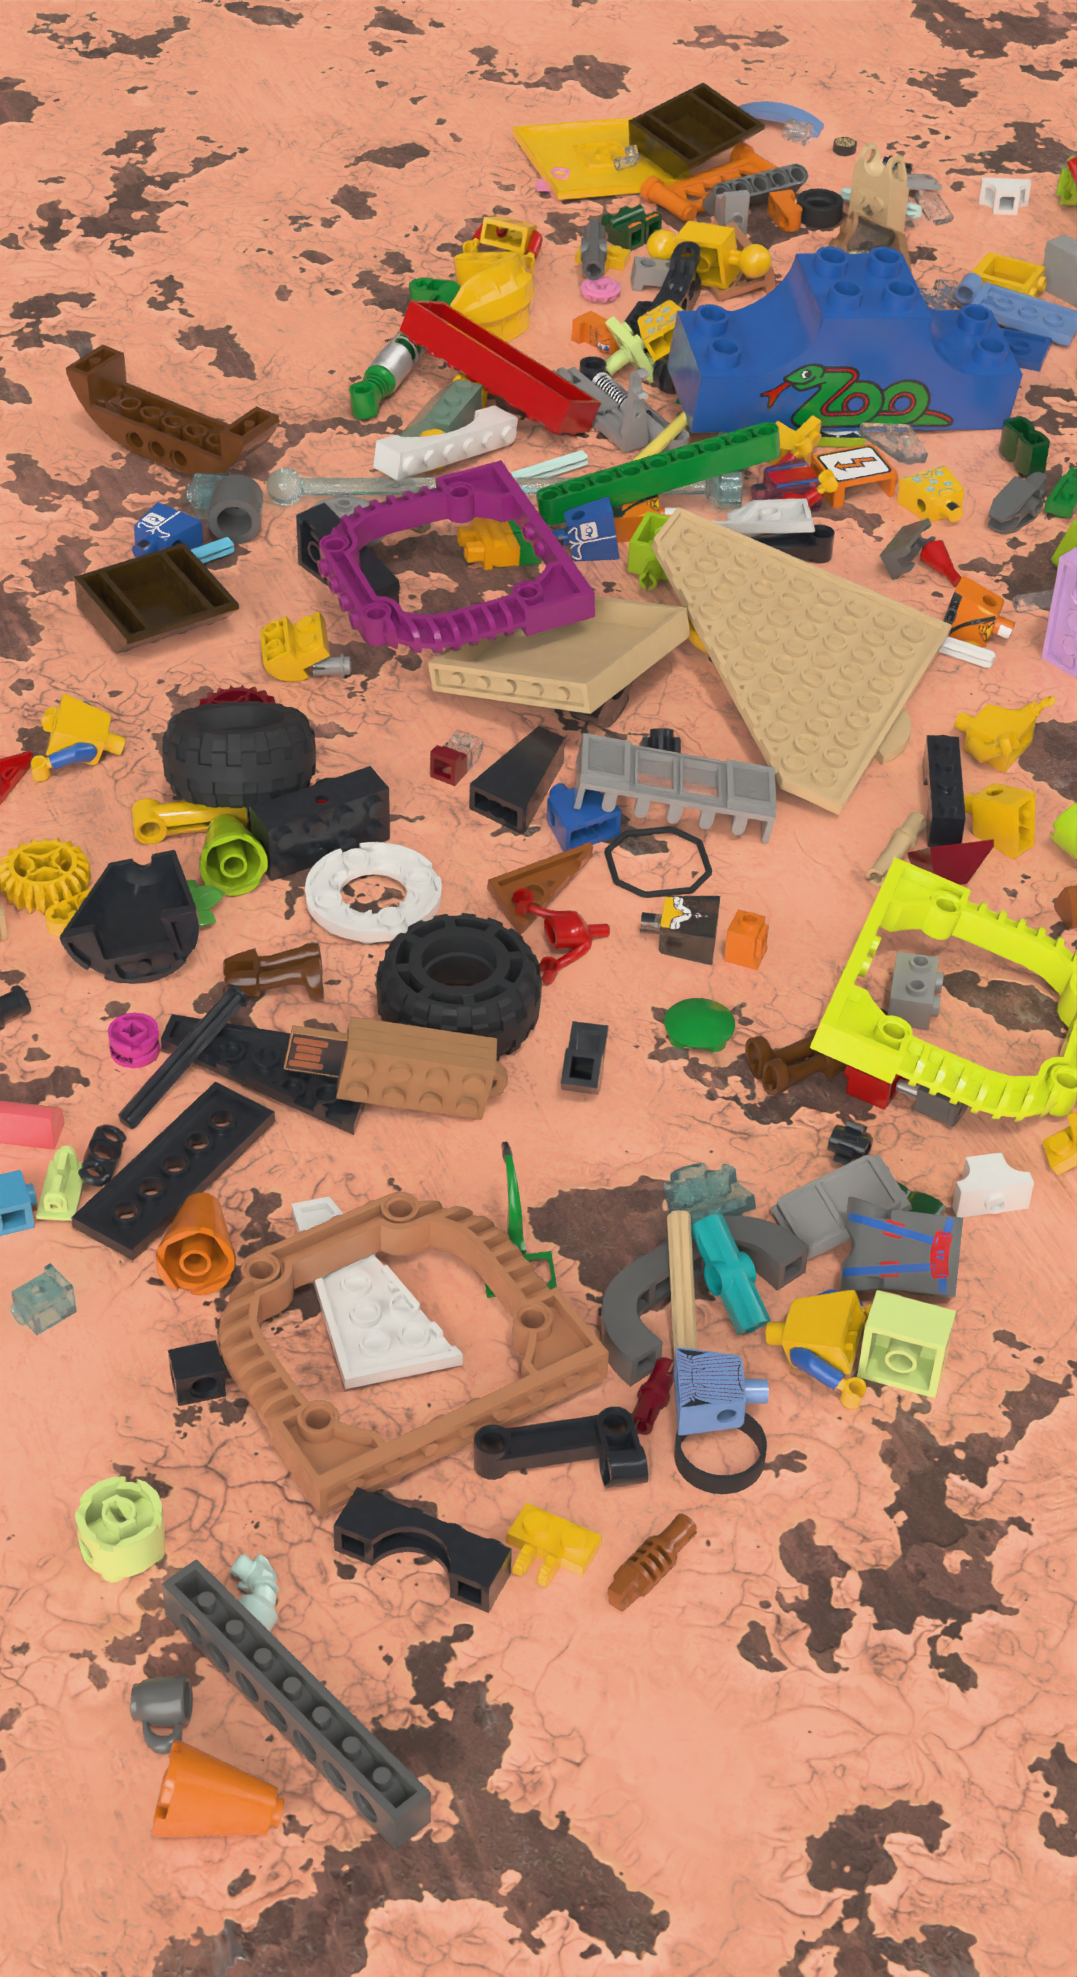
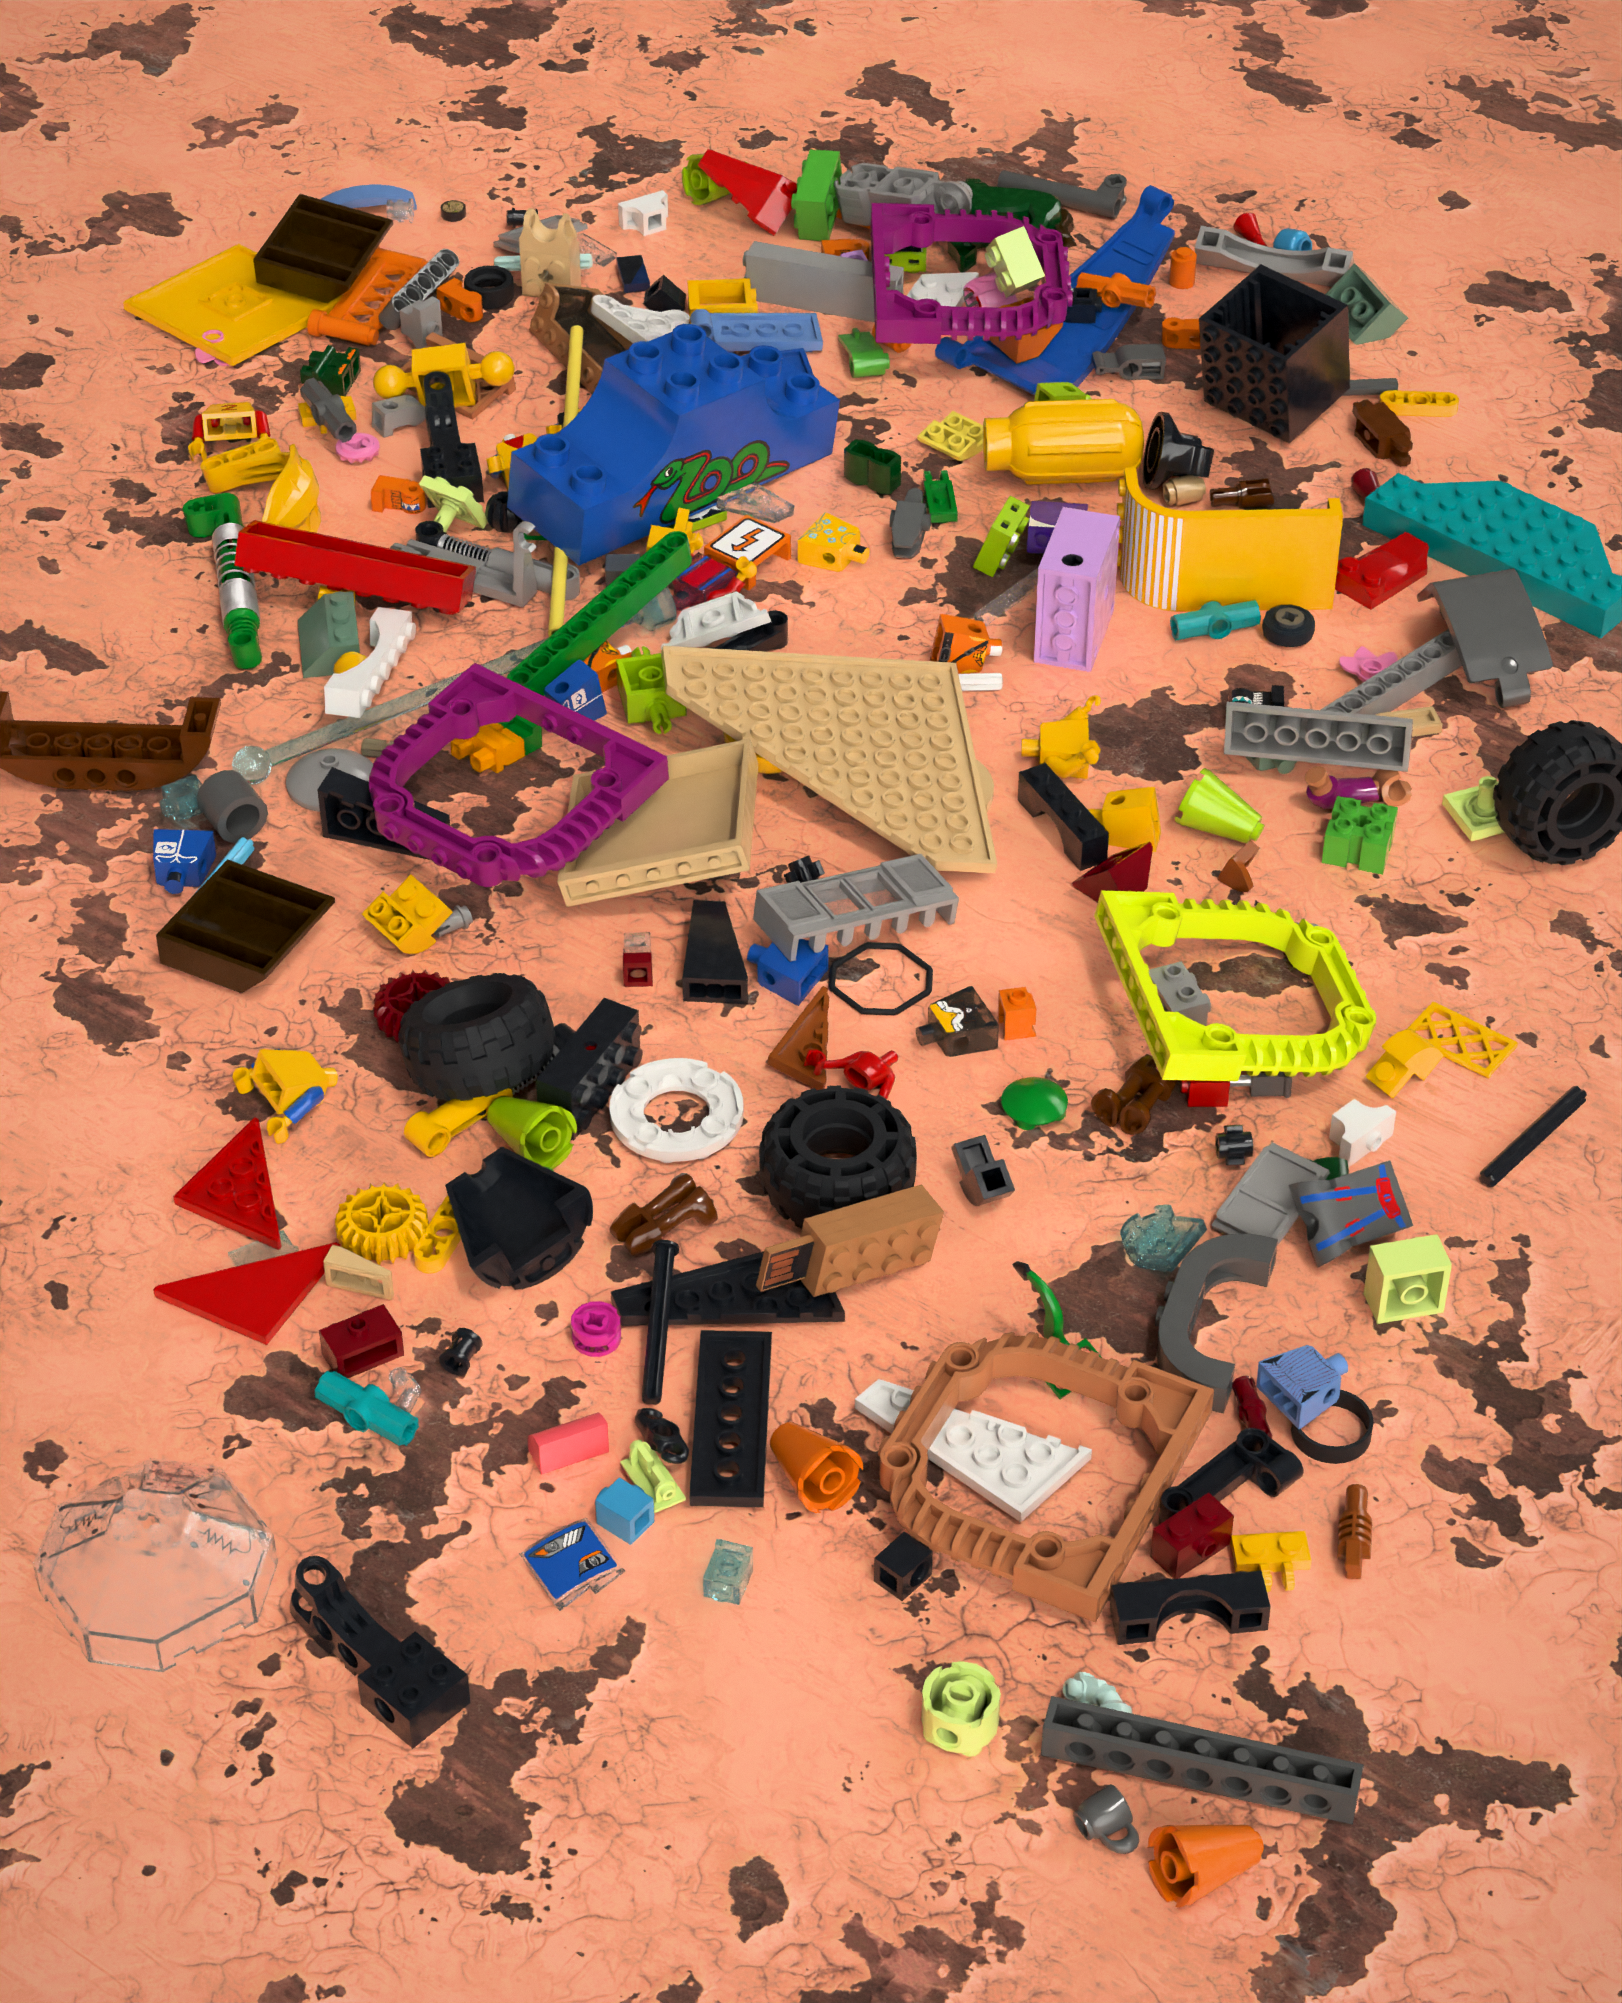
camera: 30 degrees left, 0 degrees up
(483, 1482) = (1192, 1536): none -> dark red brick
(555, 466) = (470, 651): light aqua axle -> none
(630, 160) = (271, 296): clear arm -> none
(658, 328) = (480, 469): yellow torso -> none
(682, 1280) = (1214, 1315): tan axle -> none
(730, 1274) = (1240, 1288): teal piece -> none
(824, 1338) = (1342, 1305): yellow torso -> none
(902, 840) = (1063, 874): tan pin -> none
(904, 547) = (852, 604): dark grey hinge -> none
(927, 274) = (634, 322): none -> white beam
(937, 557) = (881, 603): red cone -> none
(954, 237) = (632, 273): none -> tile
(957, 260) = (664, 296): none -> black brick

